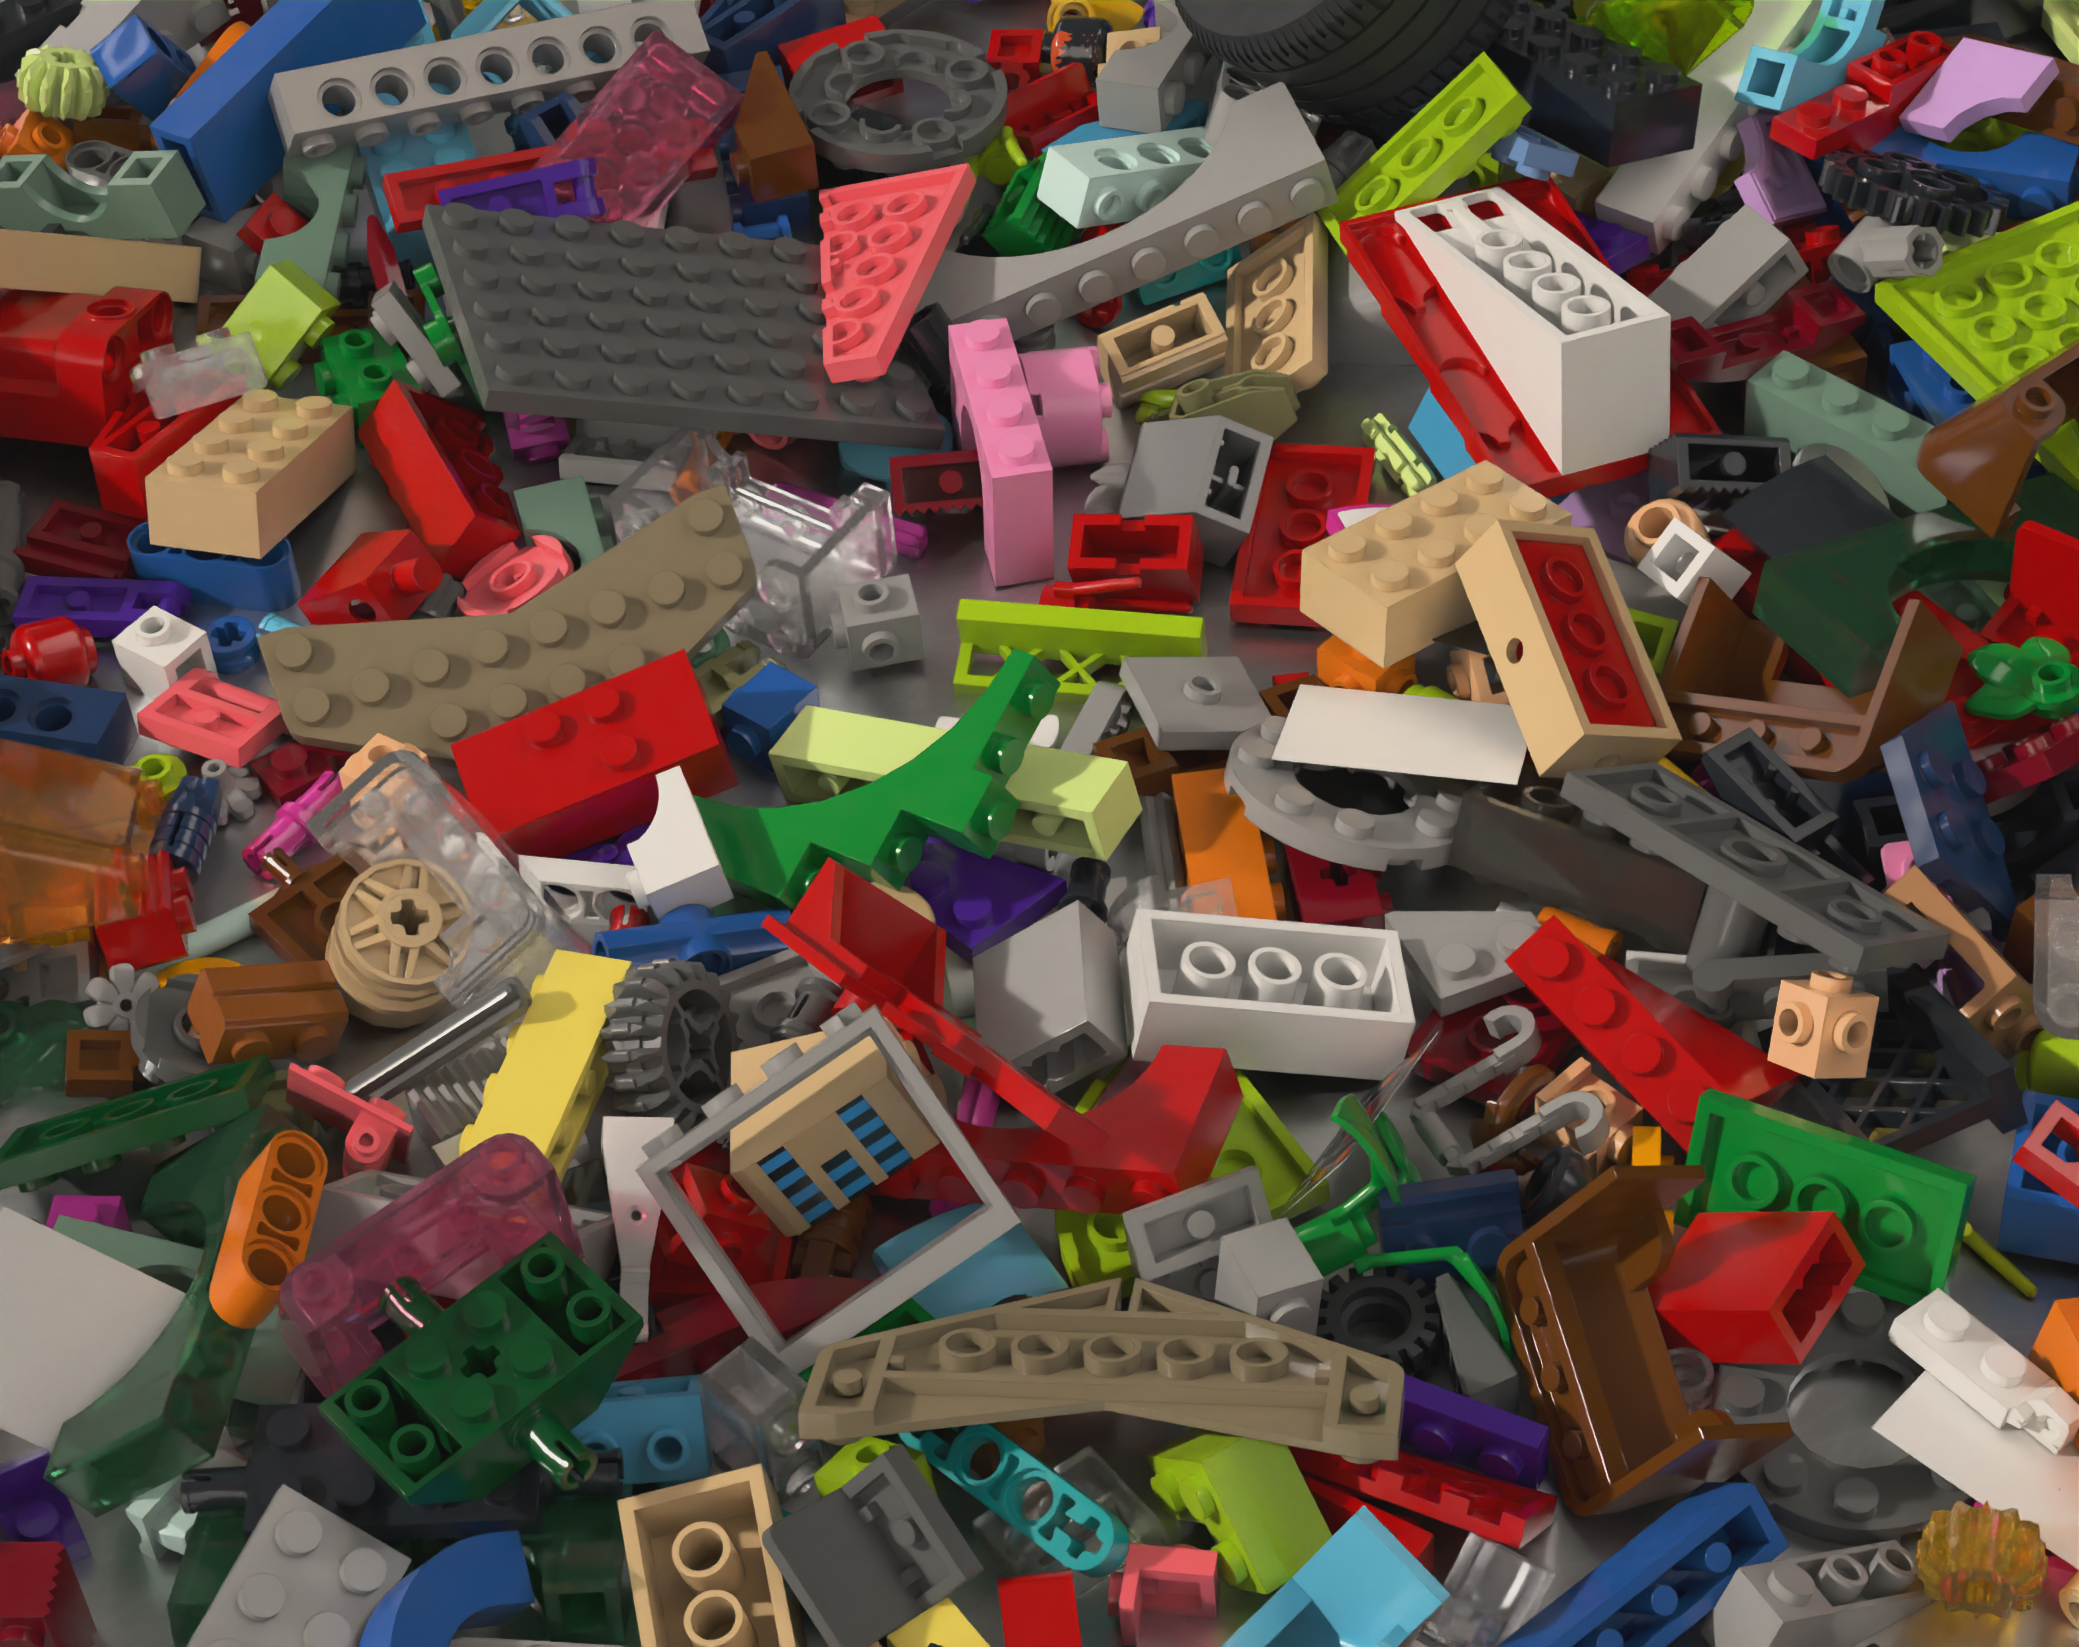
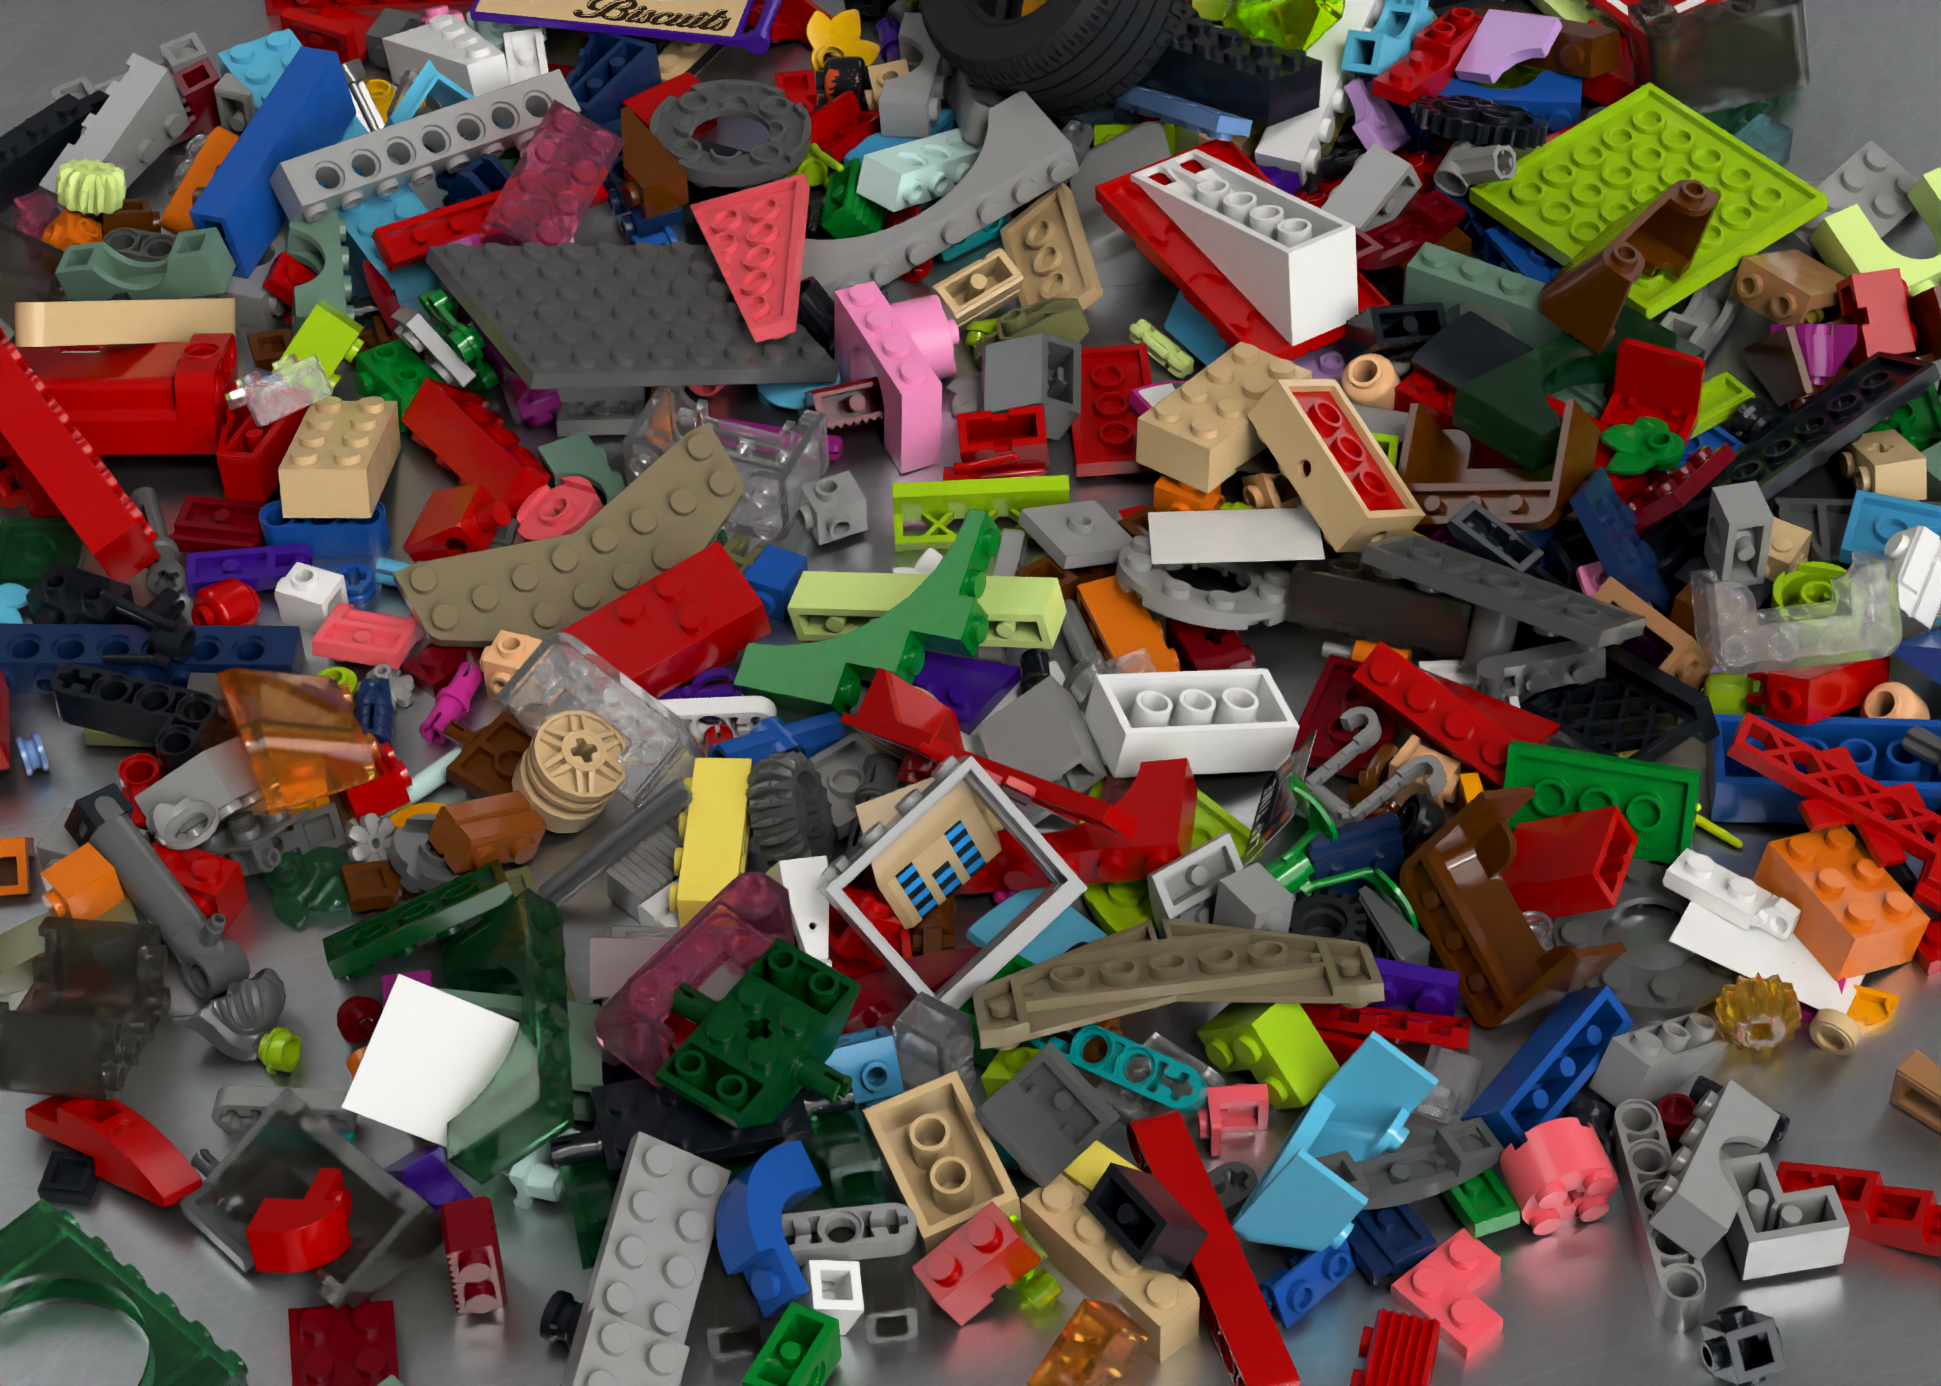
camera: 15 degrees left, 0 degrees up
(149, 60) = (151, 167): blue piece -> none
(268, 1228) = (569, 968): orange beam -> none
(372, 1127) = (592, 898): coral hinge -> none
(535, 191) = (498, 228): dark purple plate -> none
(676, 854) = (754, 684): white arch -> none
(1434, 146) = (1142, 127): lime plate -> none
(1461, 953) = (1314, 678): light grey wing -> none
(1683, 557) = (1395, 392): white brick -> none
(1823, 1026) = (1573, 690): light nougat brick -> none

